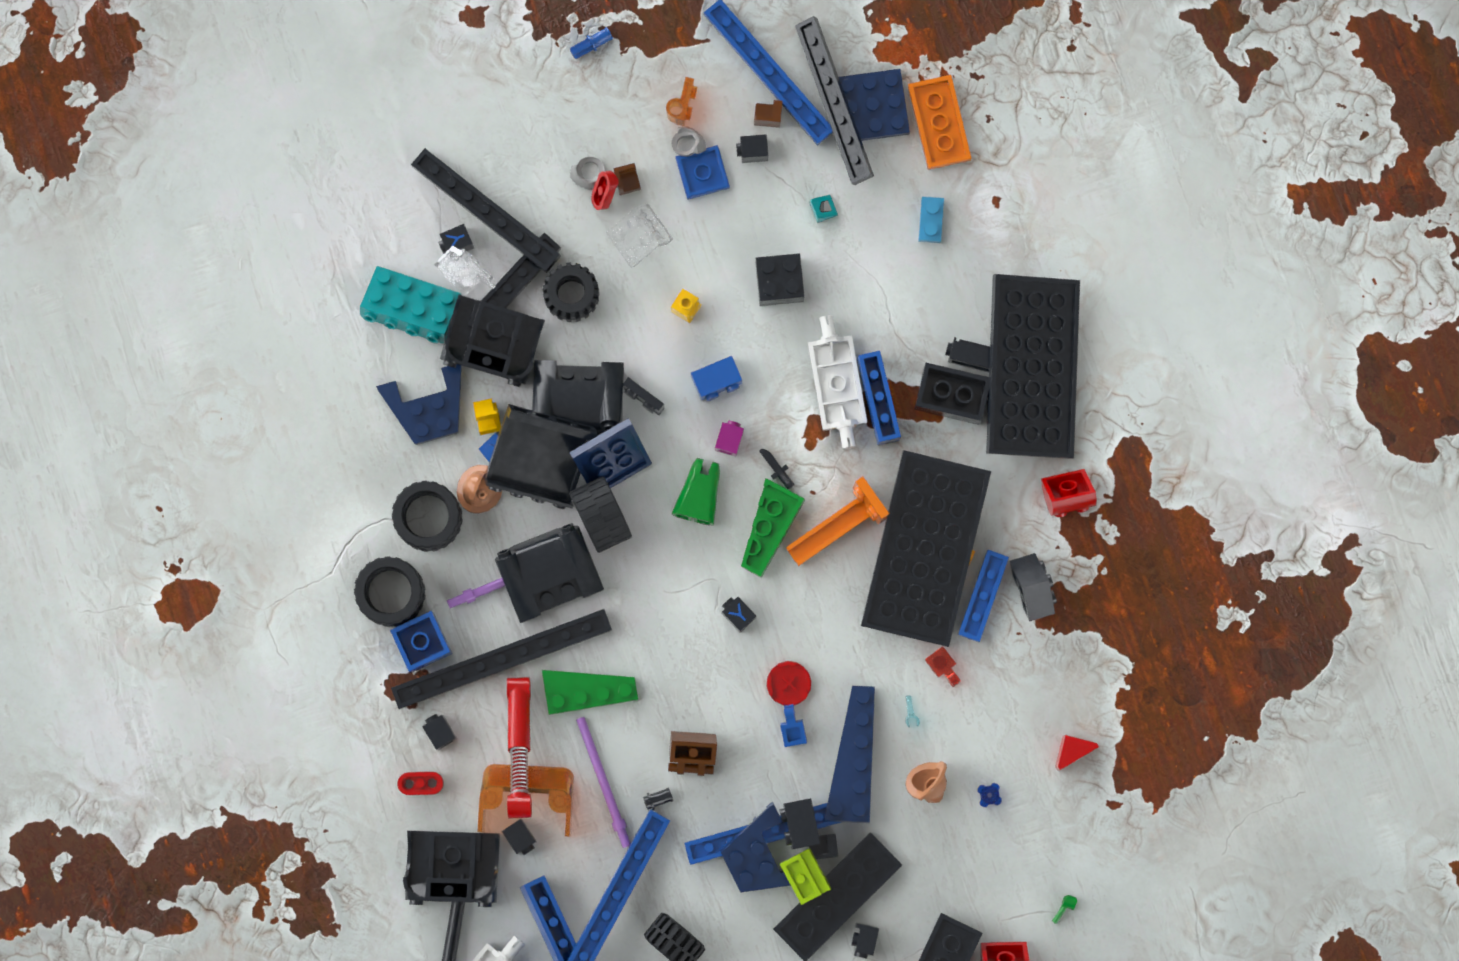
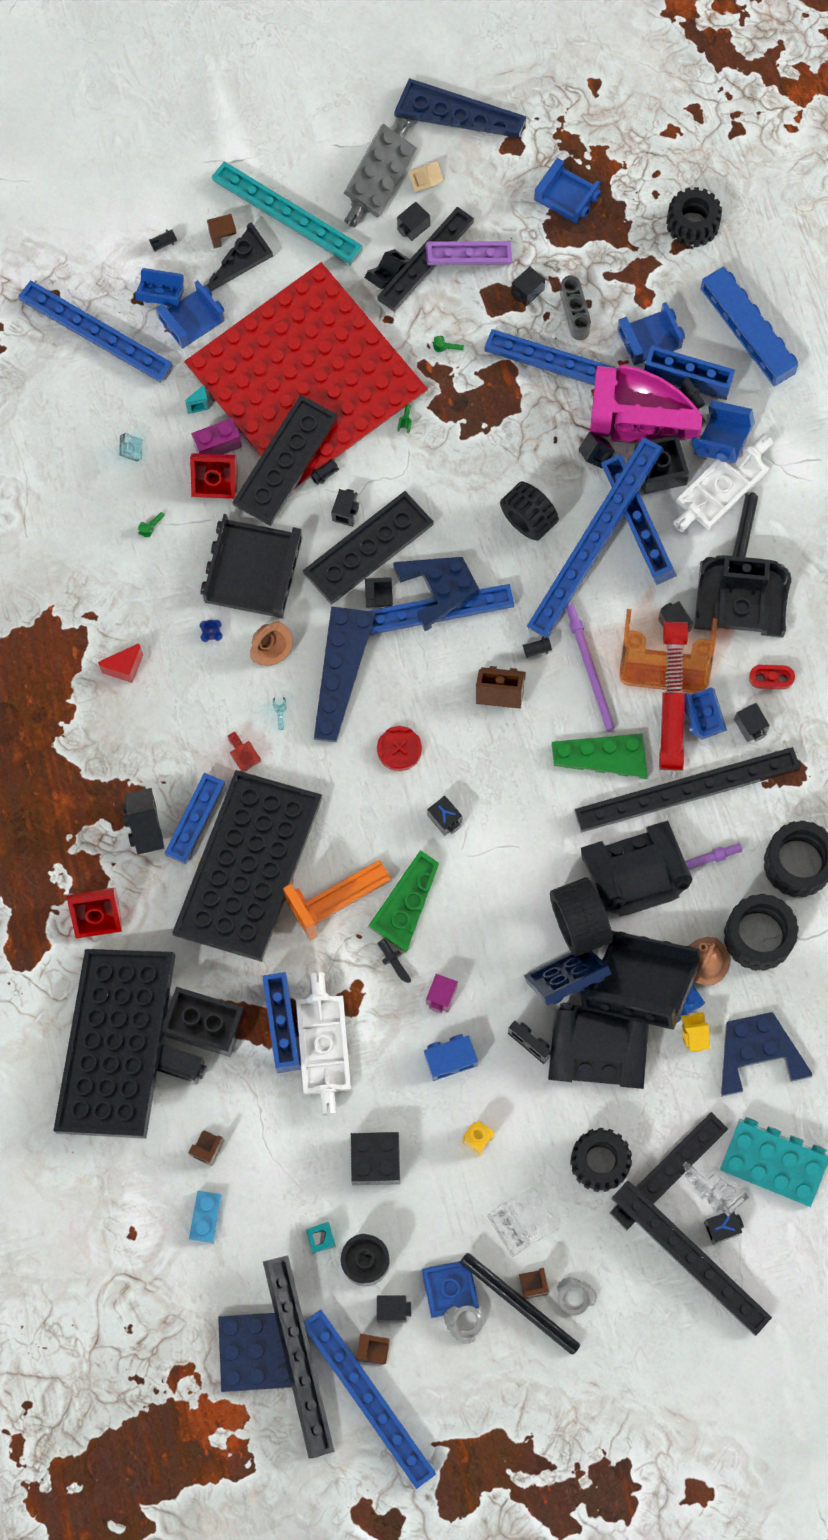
camera: 170 degrees left, 10 degrees down
(421, 642) = (768, 807): blue brick -> none
(487, 738) = (704, 714): none -> blue bracket
(492, 340) = (688, 1110): black piece -> none
(591, 43) = (565, 1447): blue axle -> none
(604, 190) = (559, 1270): red plate -> none
(640, 162) = (520, 1303): none -> black axle
(689, 92) = (459, 1379): clear orange plate -> none
(699, 494) = (477, 937): green piece -> none
(785, 176) = (371, 1247): none -> black brick
(792, 730) = (399, 701): blue plate -> none
(800, 824) = (400, 604): black brick -> none
(805, 876) = (398, 562): lime plate -> none
(937, 280) = (206, 1147): none -> reddish brown panel
(939, 122) = (184, 1326): orange plate -> none
(955, 867) = (251, 567): none -> black panel

